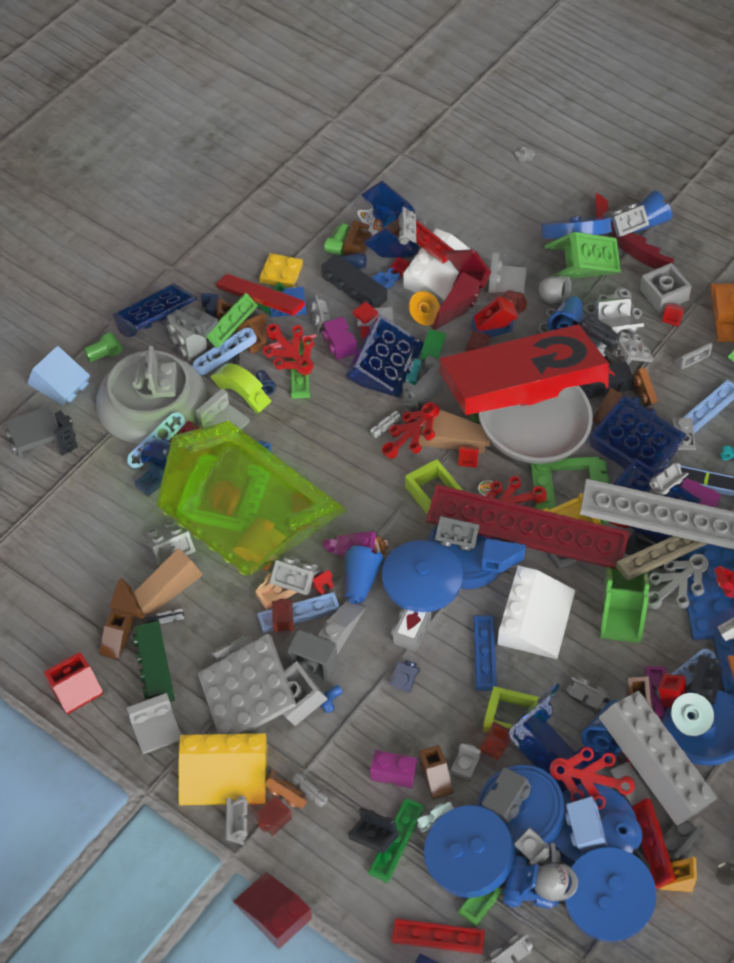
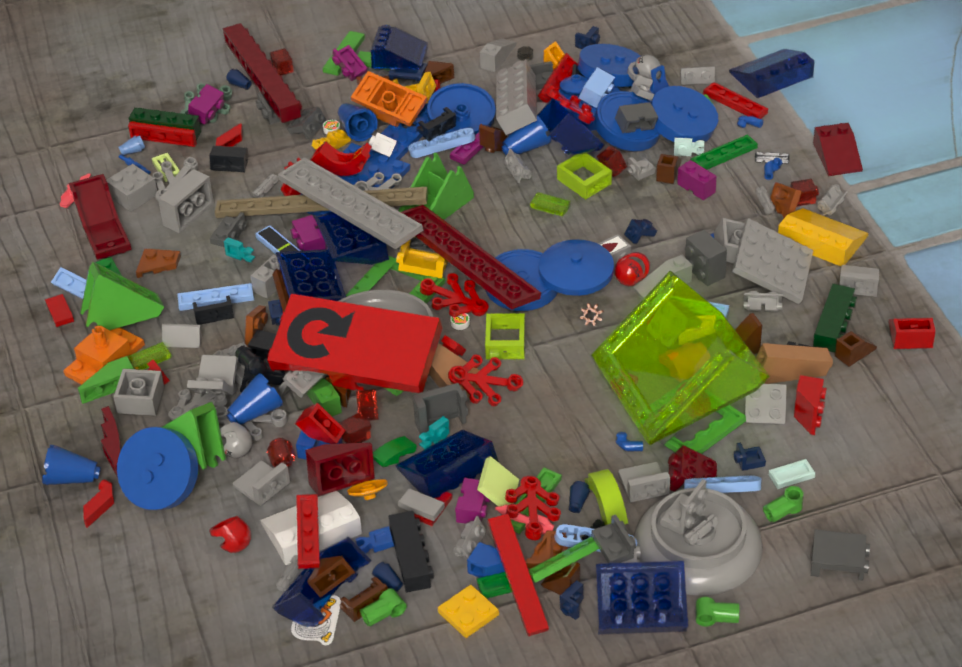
camera: 145 degrees left, 10 degrees down
(58, 377) = (785, 599): light blue slope -> none
(64, 434) = (811, 519): black bracket -> none
(97, 454) = (788, 503): none -> bright green piece
(109, 490) = (791, 474): none -> light aqua tile
(123, 544) = (809, 402): none -> red slope
(125, 600) = (836, 349): reddish brown slope -> none
(155, 452) = (730, 459): clear blue cylinder -> none
(219, 589) = (750, 332): none -> reddish brown slope
(282, 615) = (710, 291): clear red brick -> none
(328, 353) = (496, 481): none -> yellowish green tile
(333, 842) = (772, 166): none -> blue arm
(340, 860) = (768, 156): none -> axle
(342, 542) = (606, 313): magenta hinge -> none
(360, 572) = (619, 299): blue cone -> none
(365, 313) = (430, 502): red tile -> none
(374, 831) = (739, 152): black bracket -> none
(375, 609) = (629, 271): none -> red helmet
(385, 424) = (497, 410): light grey axle -> none
(402, 906) = (743, 120): none -> blue arm
(407, 224) = (311, 547): light grey hinge -> none
(457, 532) = (527, 270): dark grey bracket -> none
(469, 263) = (298, 478): dark red bracket -> none
(480, 229) = (235, 532): none -> red helmet
(484, 653) = (567, 221): blue tile -> none
(501, 555) = (504, 246): blue slope -> none
(518, 664) = (550, 204): none -> clear neon green tile
(524, 155) = (95, 613): light grey plant -> none
(536, 613) = (510, 225): white slope -> none
(628, 218) = (98, 466): light grey bracket -> none
(662, 483) = (330, 226): light grey hinge -> none
(671, 688) = (465, 124): red panel -> none
(674, 942) = (591, 37): none -> dark blue bracket
(696, 389) = (213, 312): none -> black hinge
(698, 329) = (157, 352): none -> clear neon green tile
(700, 709) = (467, 110): light aqua dish -> none
(701, 295) = (104, 381): none -> bright green slope

